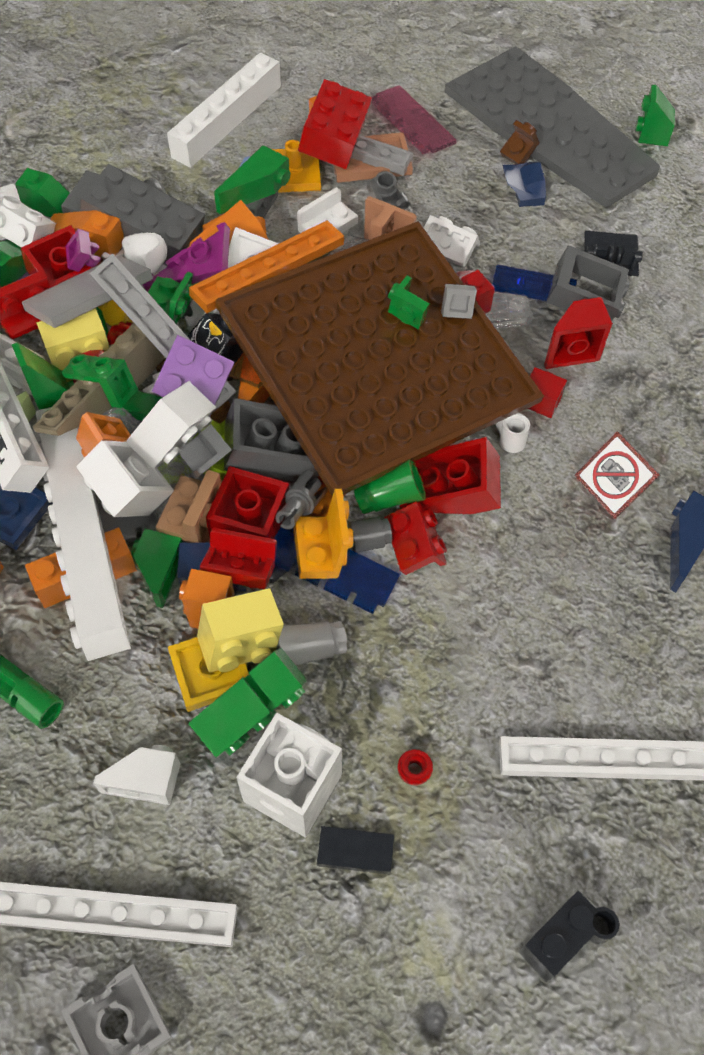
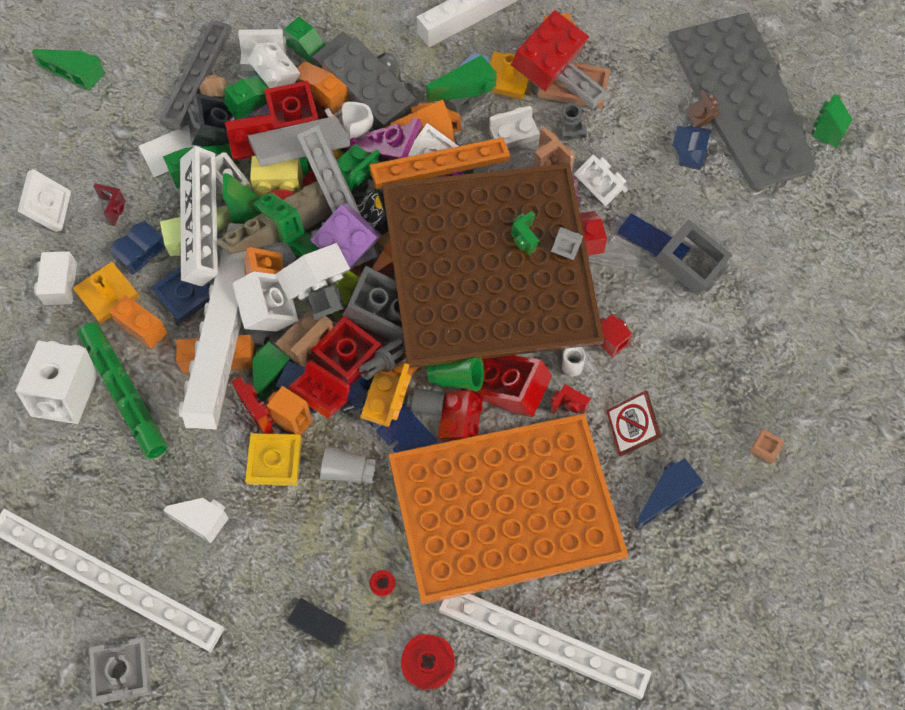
camera: 25 degrees right, 5 degrees up
(80, 251) = (303, 107): magenta tile -> none
(158, 611) = (255, 408): none -> red plate
(239, 630) = (298, 442): light yellow brick -> none
(249, 704) = (283, 496): green piece -> none
(290, 774) = (290, 555): white brick -> none
(413, 120) = (626, 57): clear pink windscreen -> none
(518, 624) = (505, 508): none -> orange plate
(519, 863) = (426, 678): none -> red plate
(533, 473) = (571, 398): none -> red bracket
(579, 334) = (660, 297): red slope -> none
(615, 248) = (734, 232): black hinge -> none

